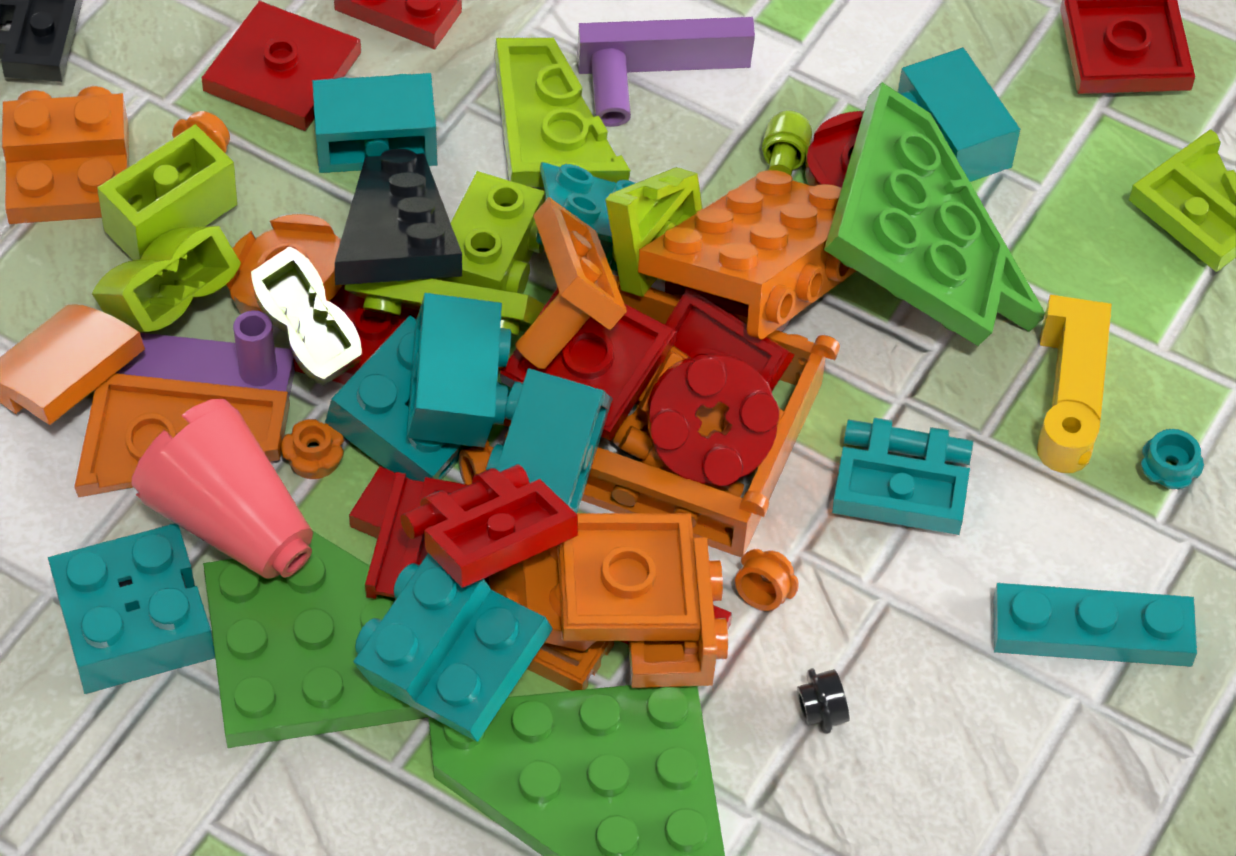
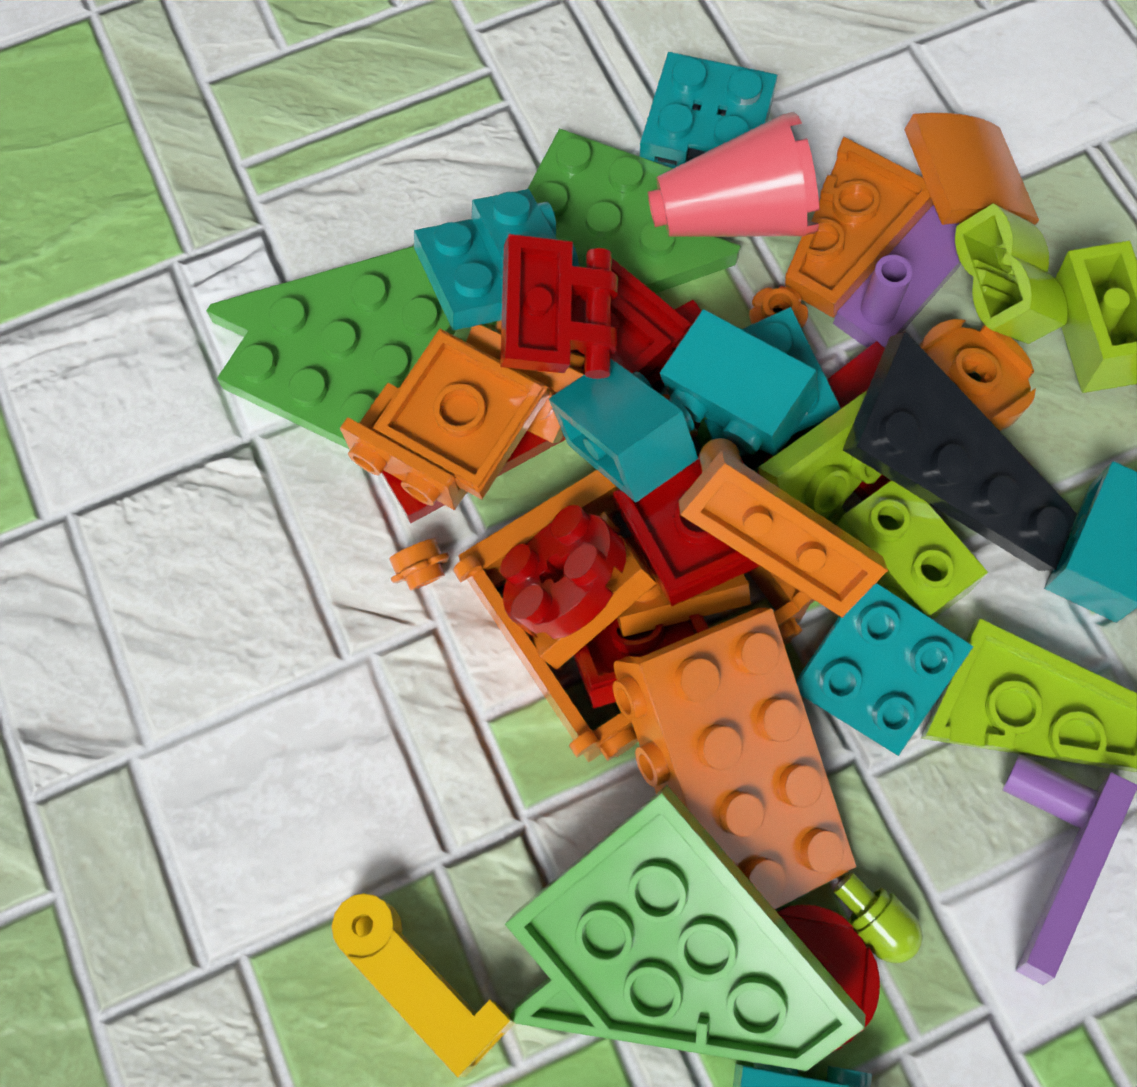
camera: 130 degrees right, 15 degrees up
(317, 330) = (859, 317): brick -> none
(645, 213) = (815, 651): lime wing -> none
(823, 700) = (284, 533): black plate -> none
(903, 488) = (421, 734): teal plate -> none
(1094, 624) = (186, 808): teal plate -> none
(1176, 447) = (260, 1009): teal plate -> none

